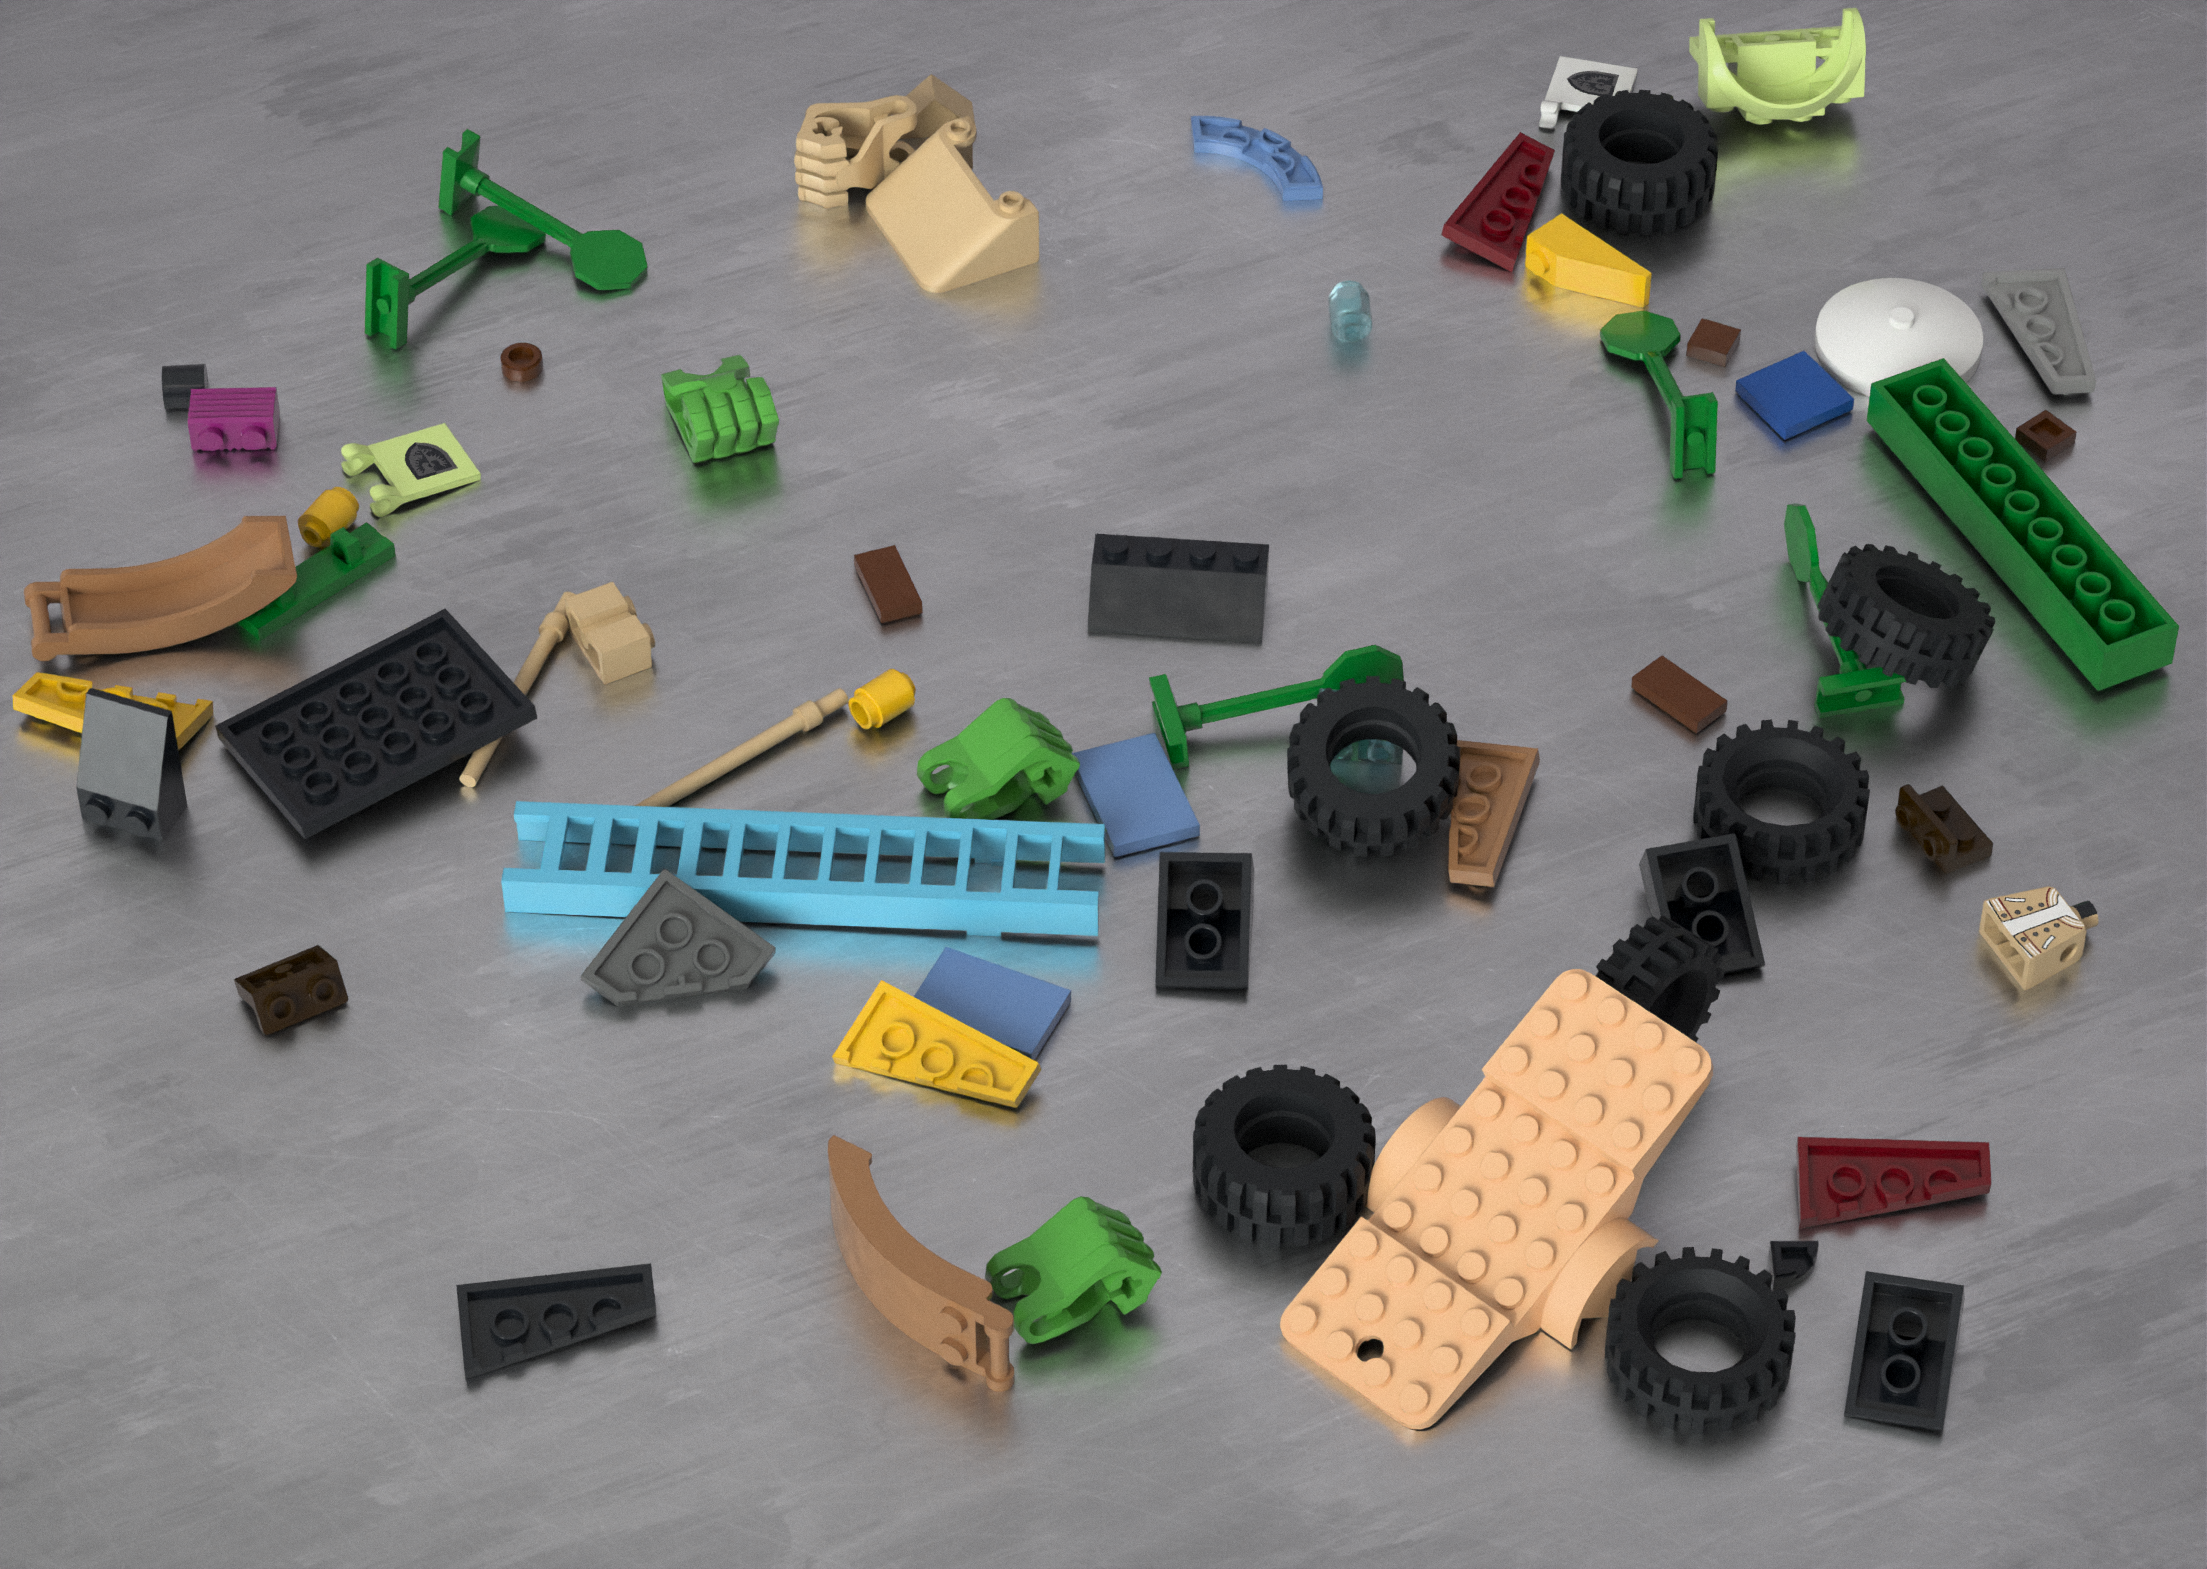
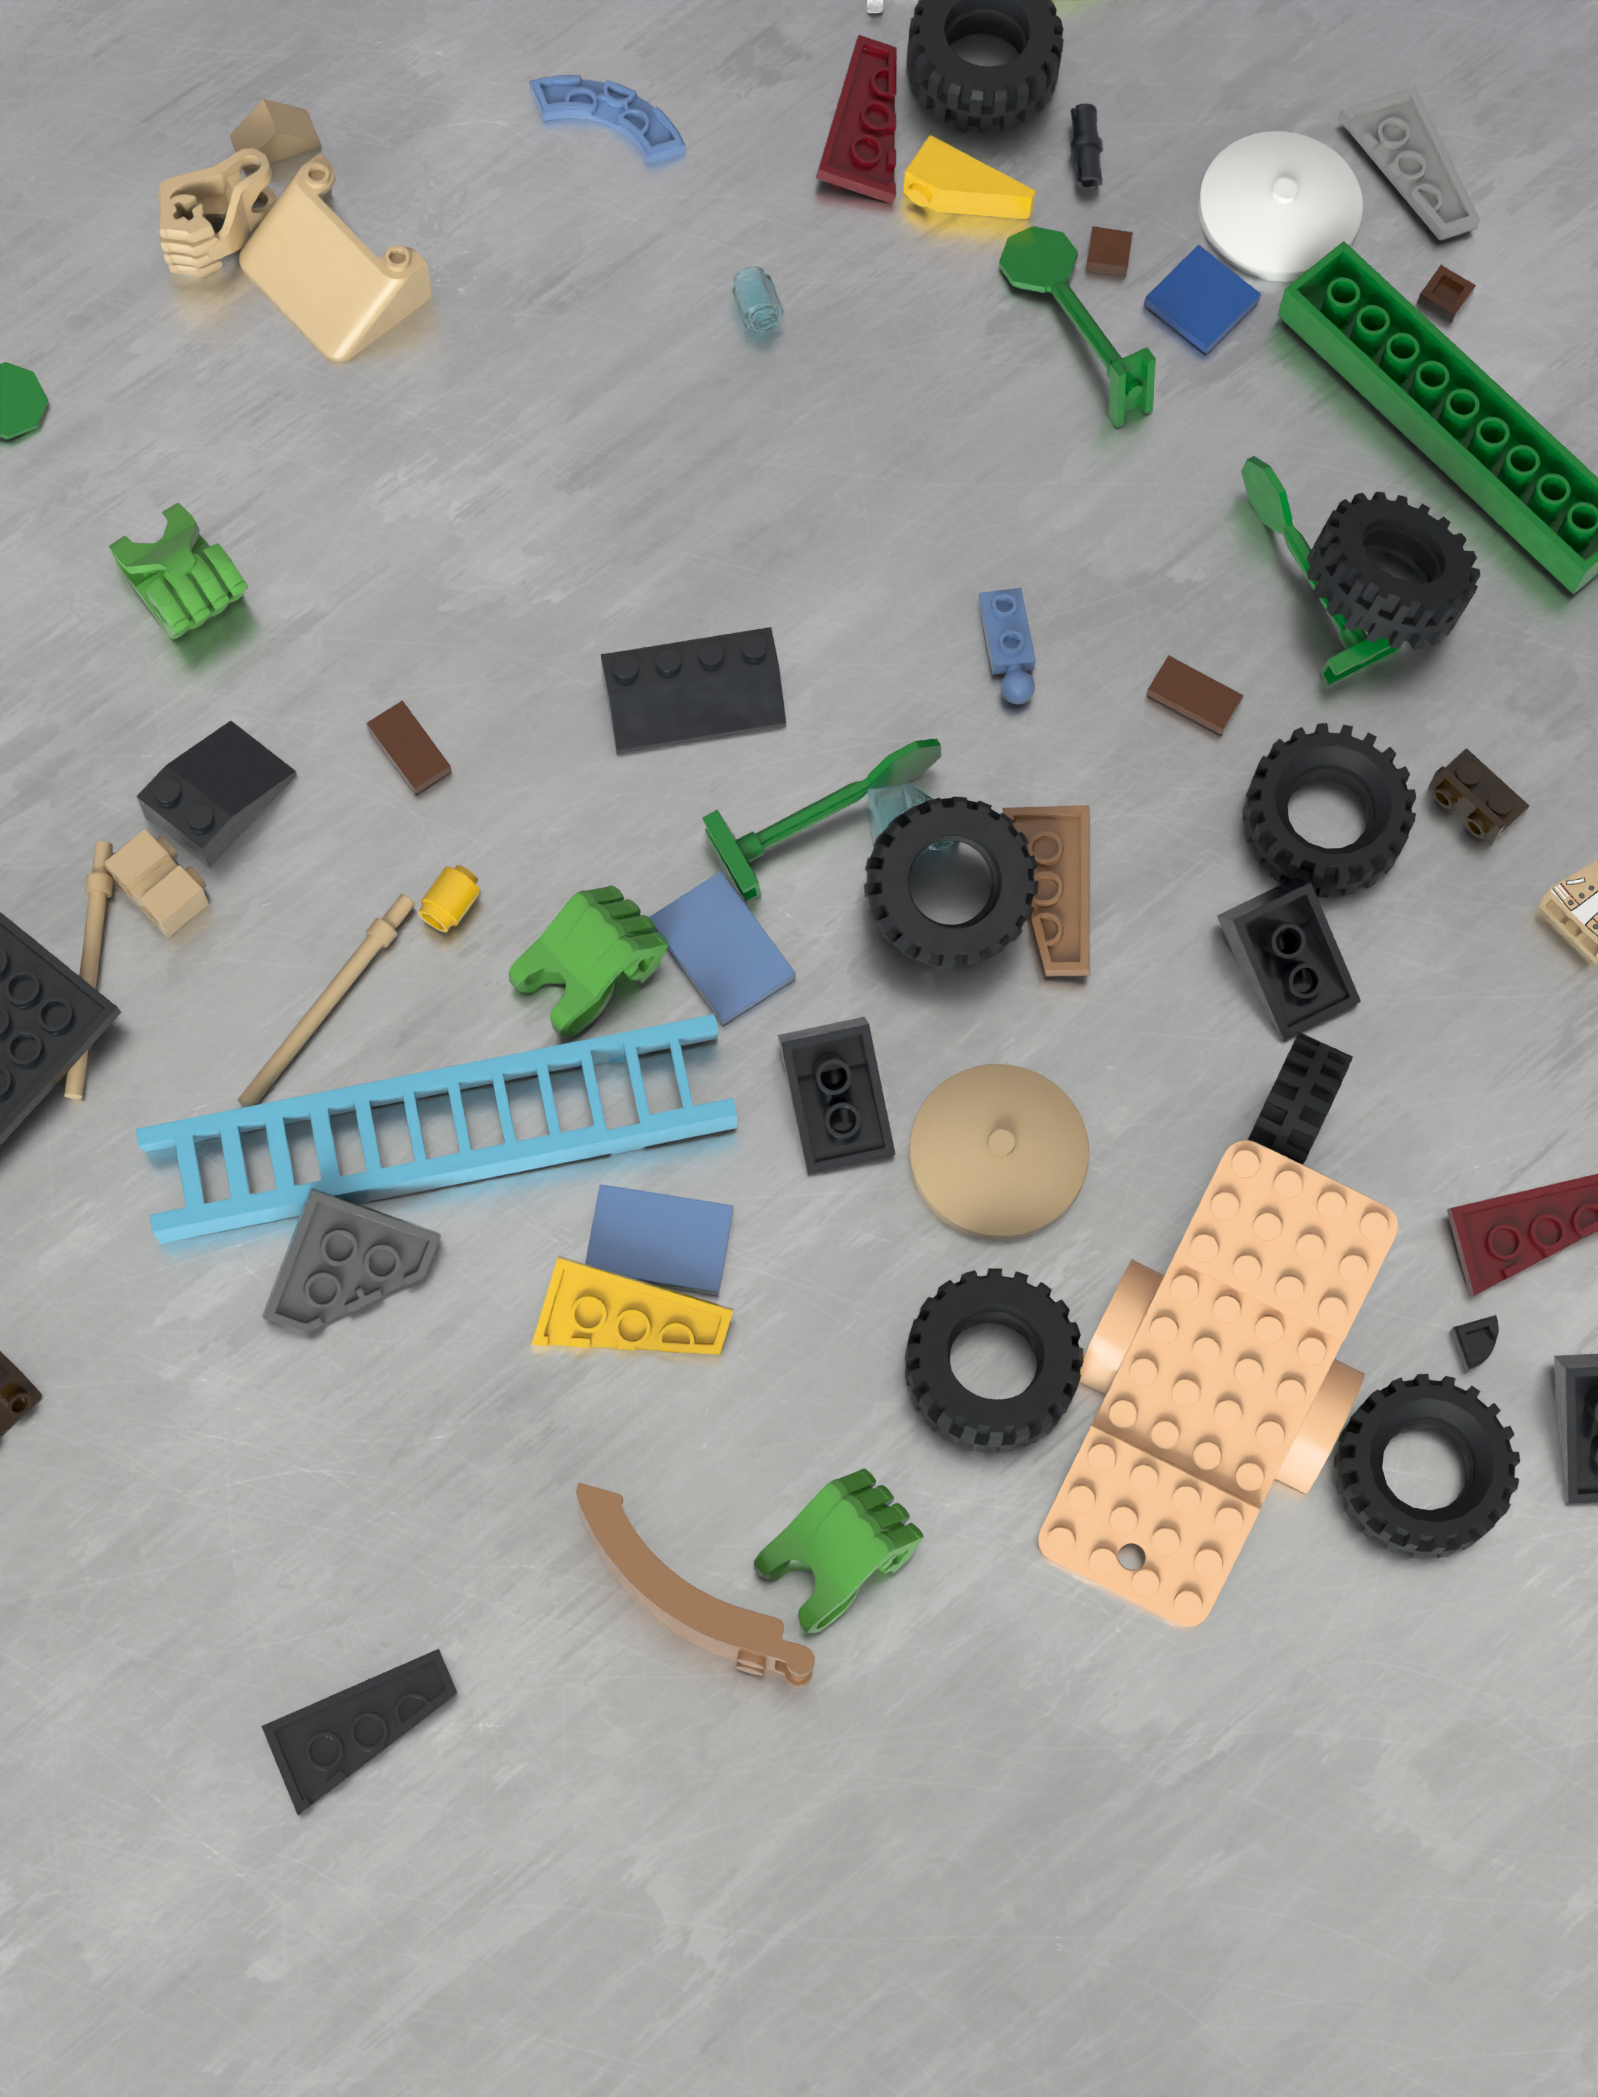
camera: 20 degrees left, 25 degrees up
(687, 578) = (214, 791): none -> black slope
(1353, 1008) = (998, 1152): none -> tan dish
(1505, 617) = (1009, 642): none -> medium blue plate
(1717, 258) = (1086, 146): none -> black pin

